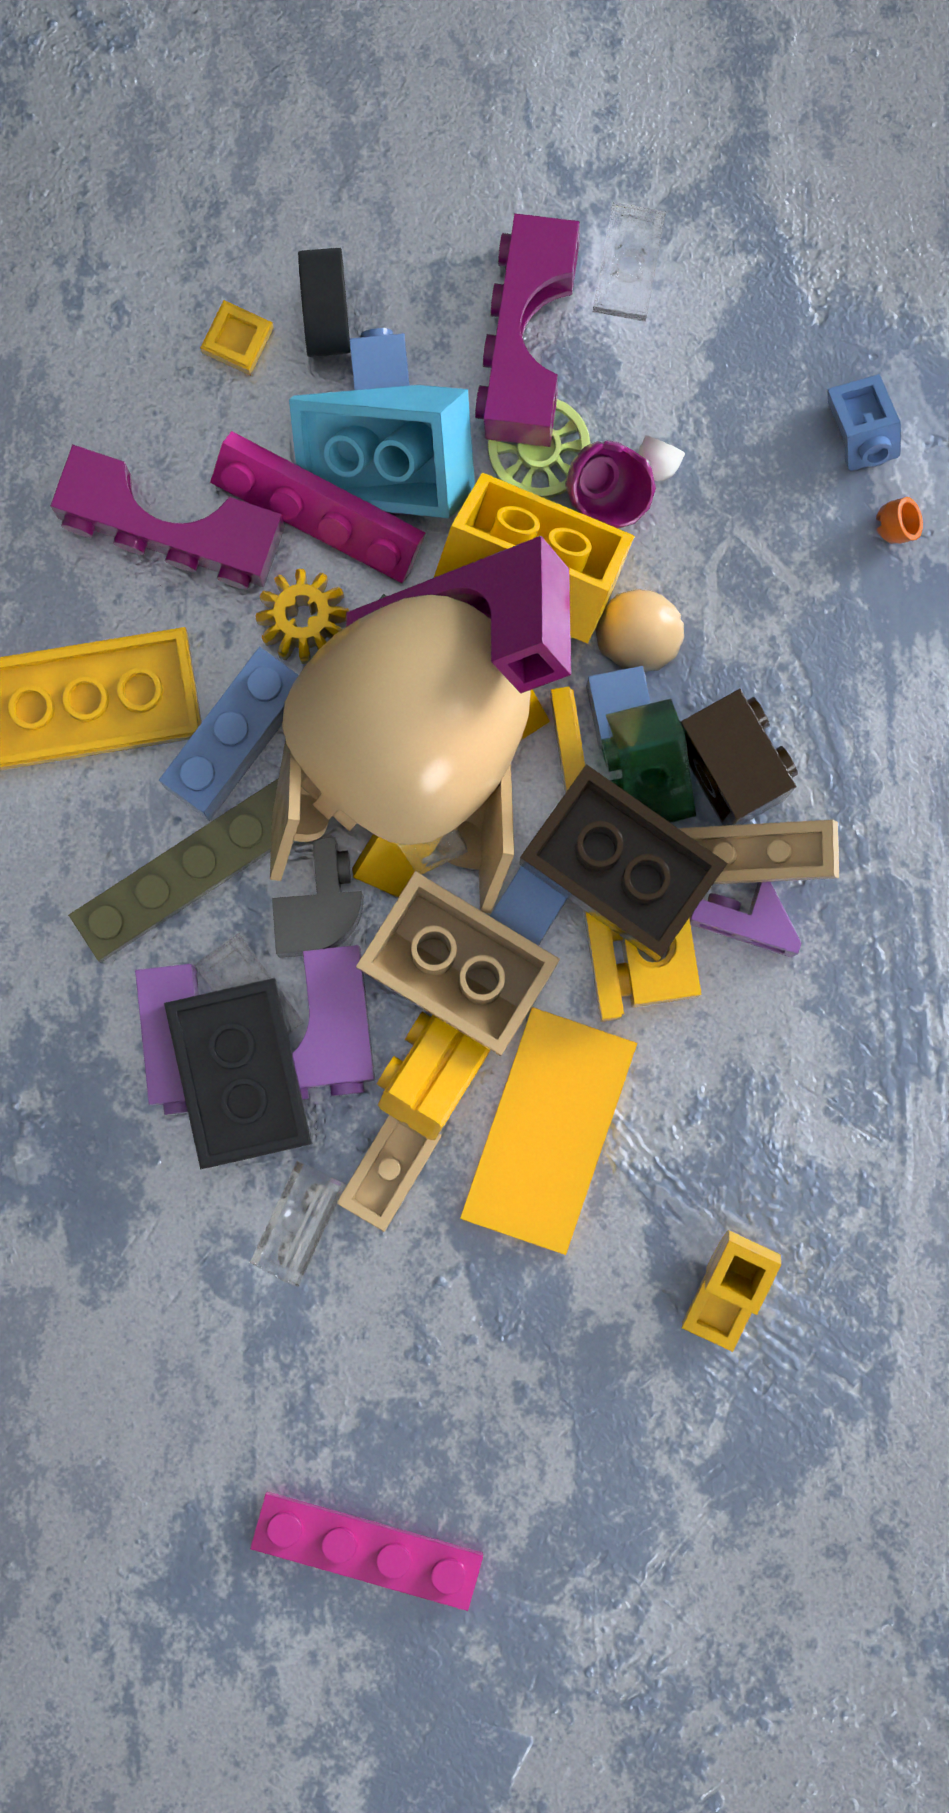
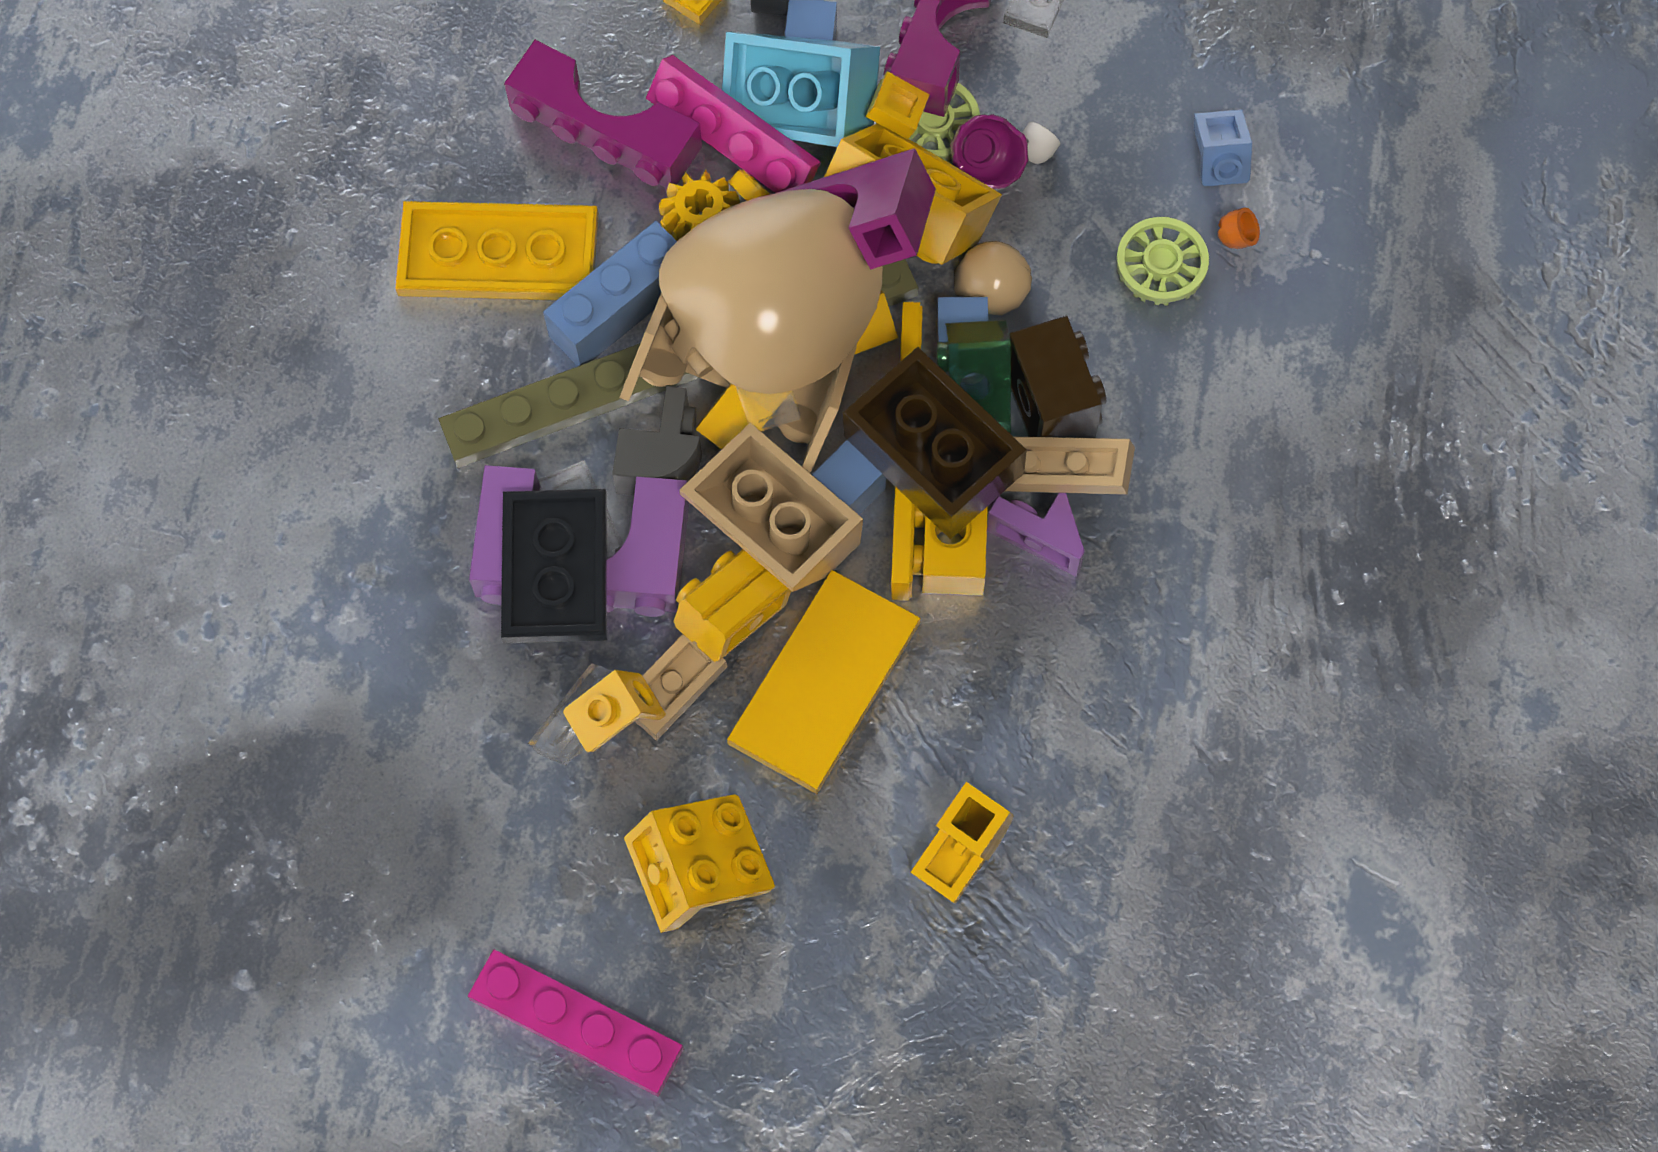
camera: 15 degrees right, 15 degrees down
(336, 1222) = (611, 708): none -> yellow bracket
(354, 579) = (747, 185): none -> yellow tile
(459, 1356) = (697, 858): none -> yellow bracket
(499, 454) = (897, 105): none -> yellow plate
(821, 572) = (1162, 260): none -> yellowish green wheel

